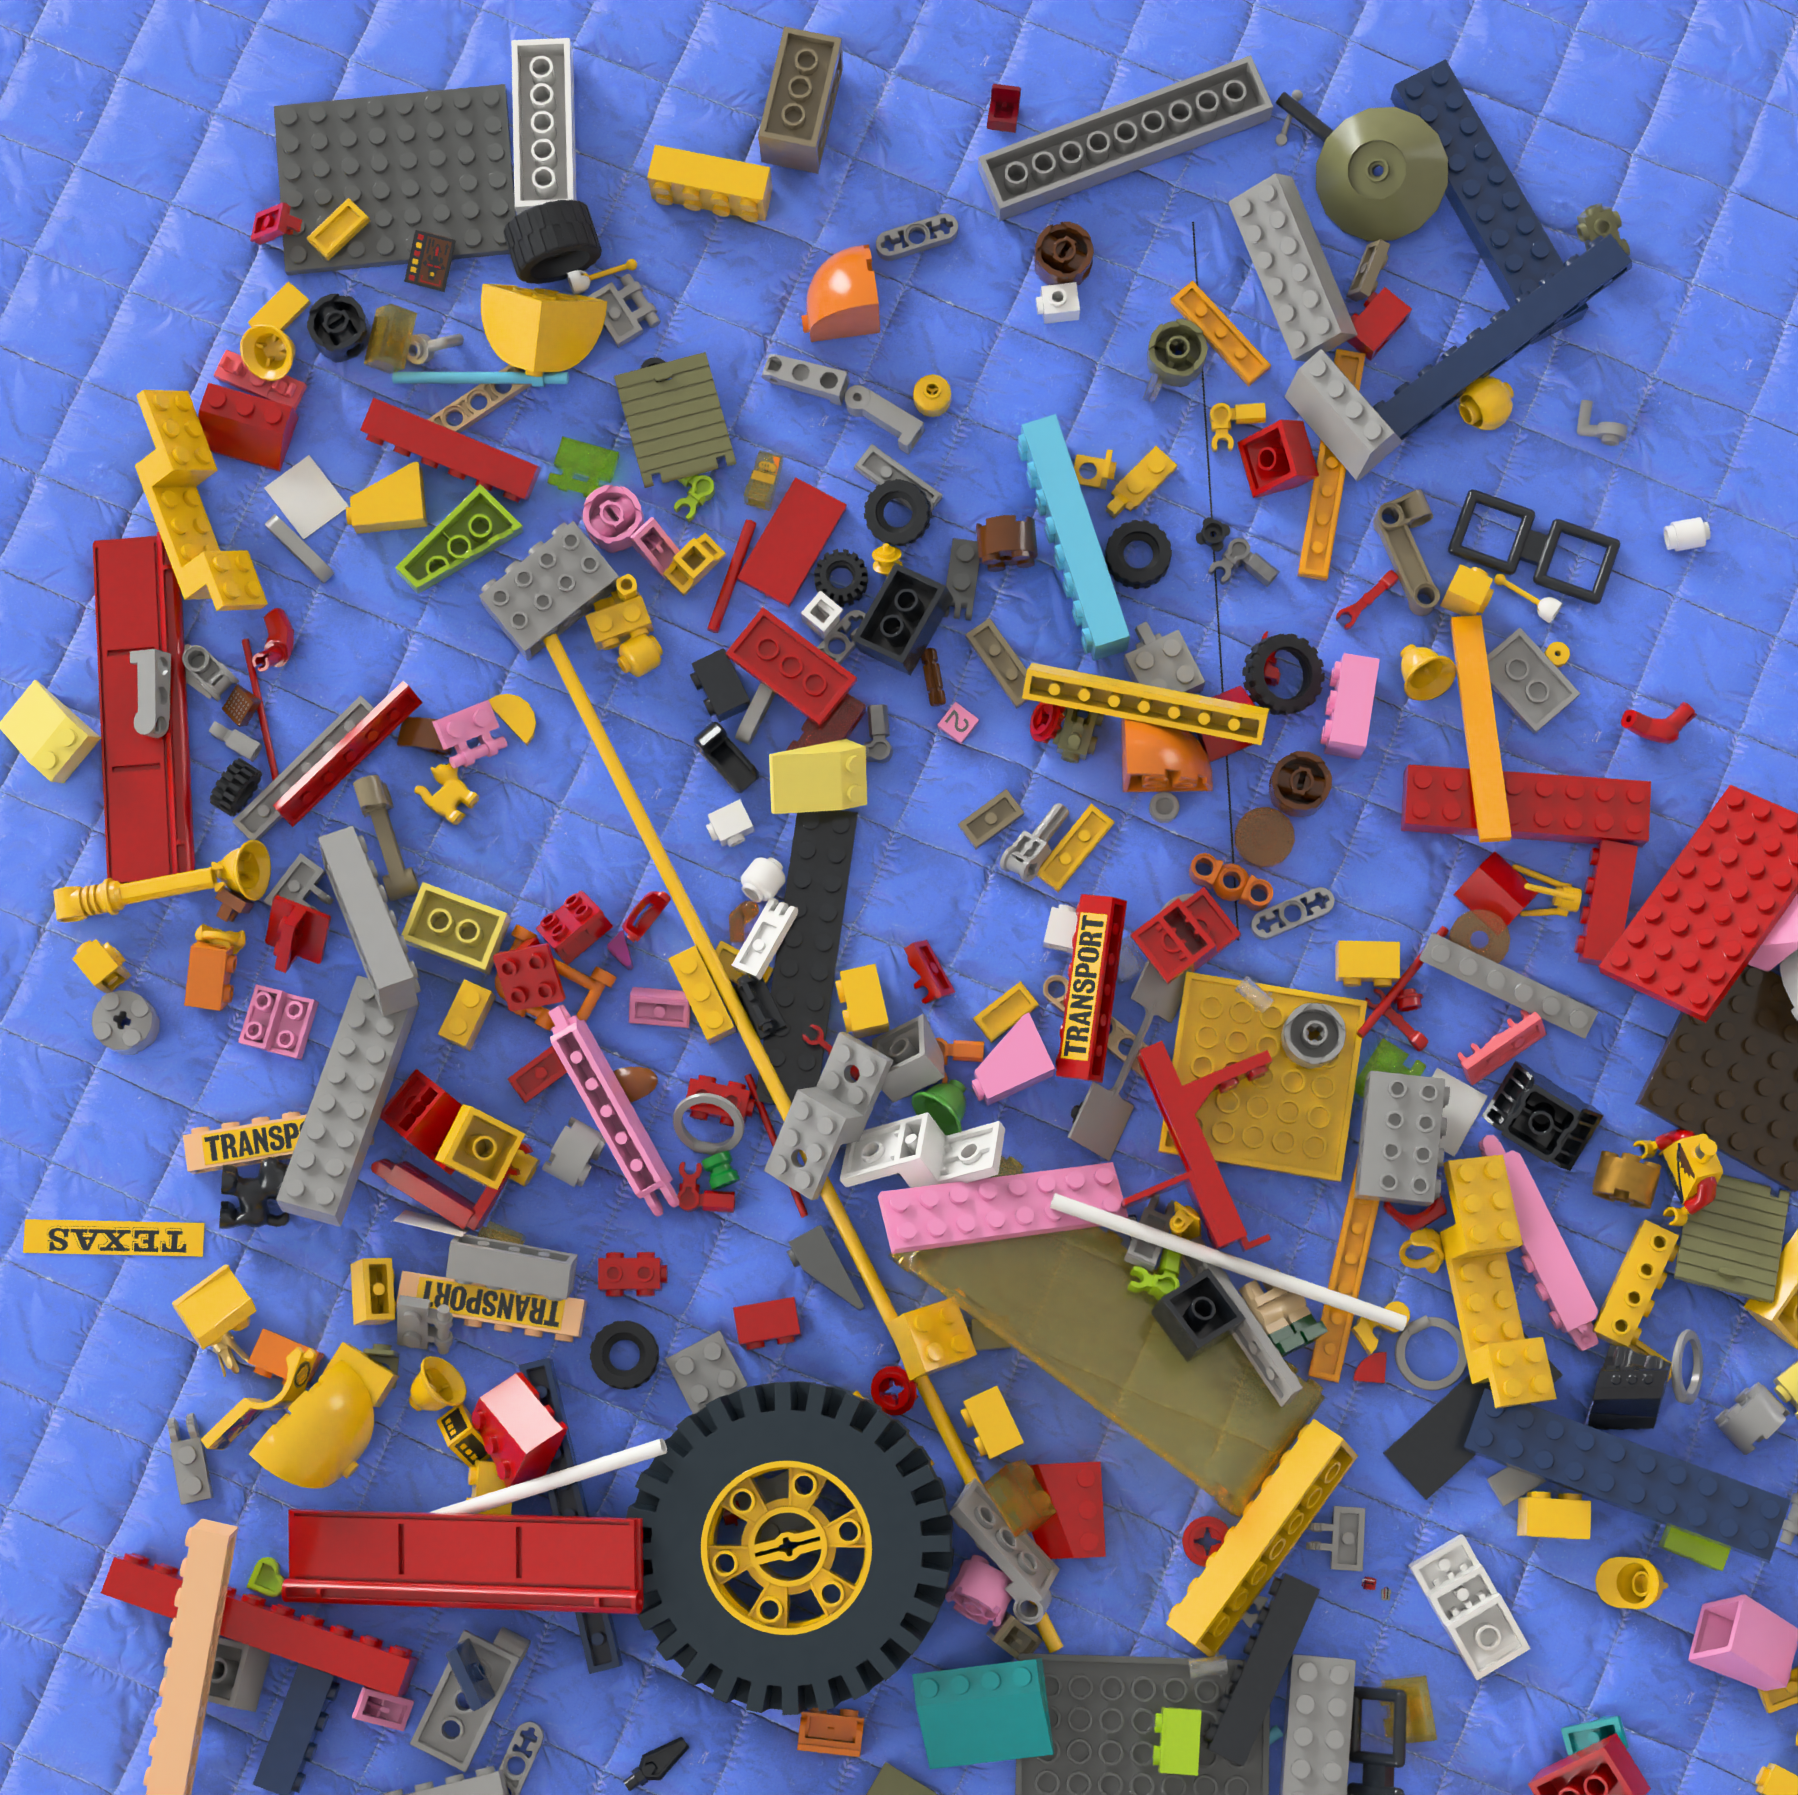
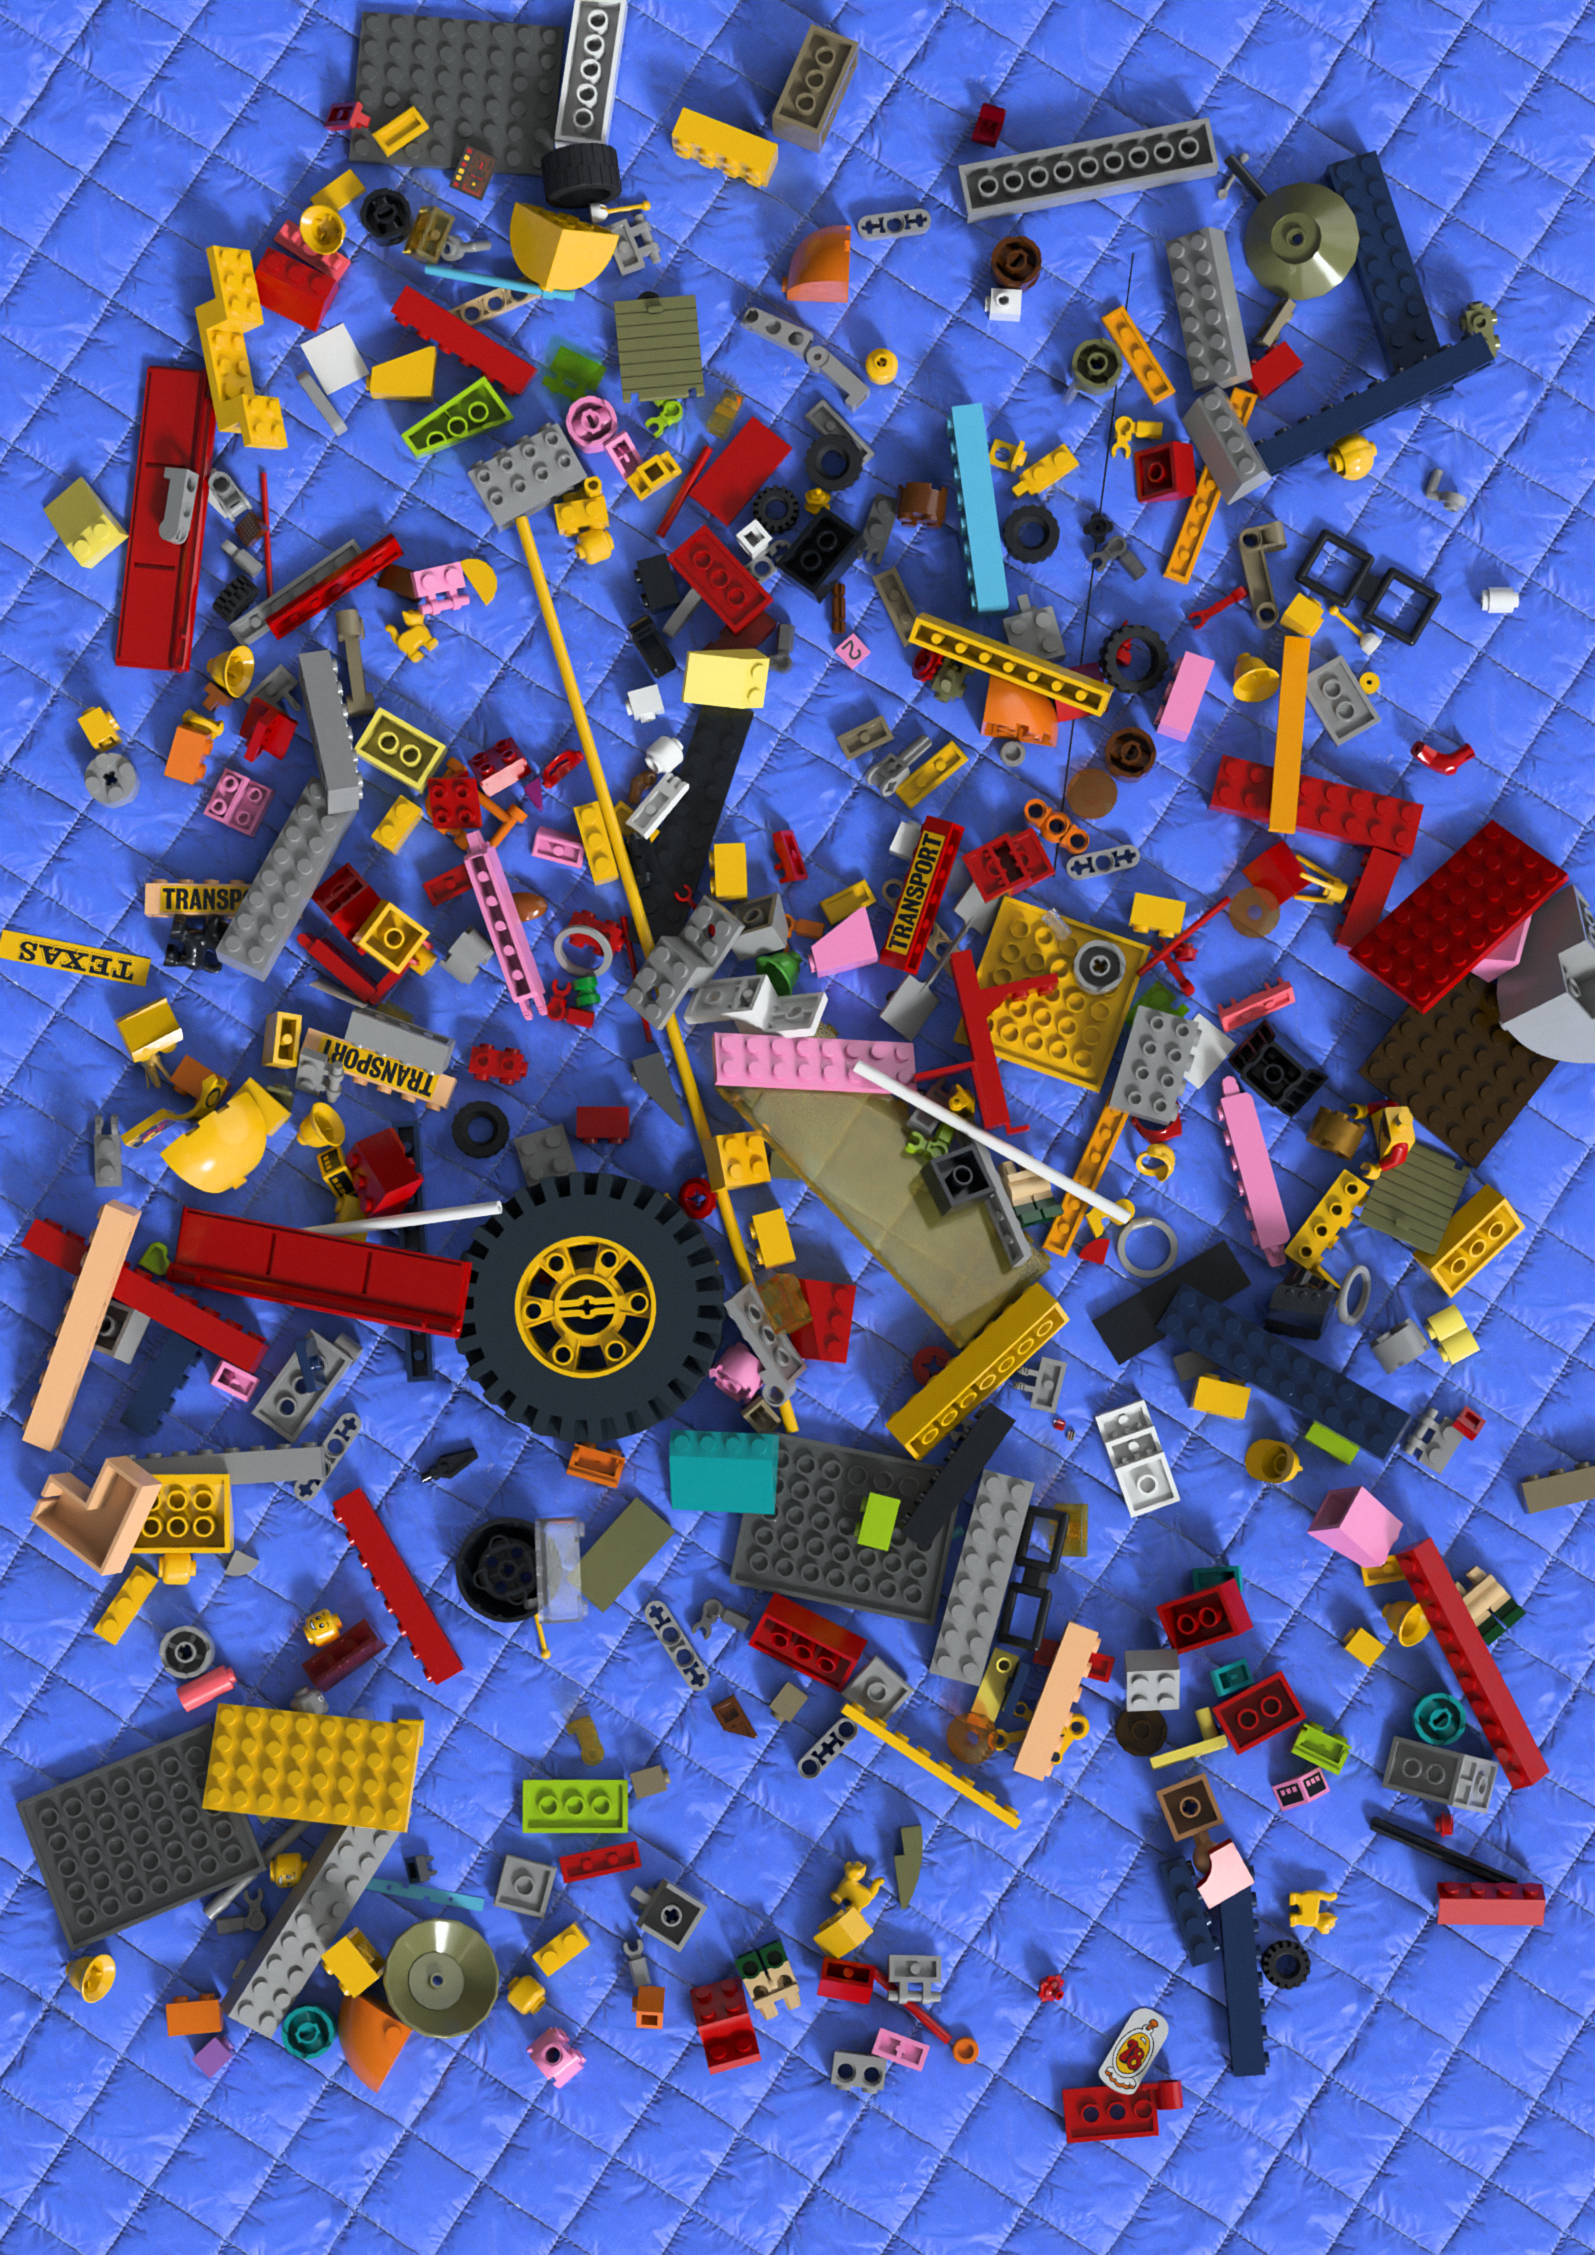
camera: 10 degrees right, 5 degrees up
(111, 896) = (117, 672): yellow piece -> none
(279, 641) = (291, 481): red arm -> none
(1209, 1666) = (913, 1466): clear pin -> none
(1484, 1287) = (1200, 1197): yellow bracket -> none
(1508, 985) = (1271, 954): light grey plate -> none

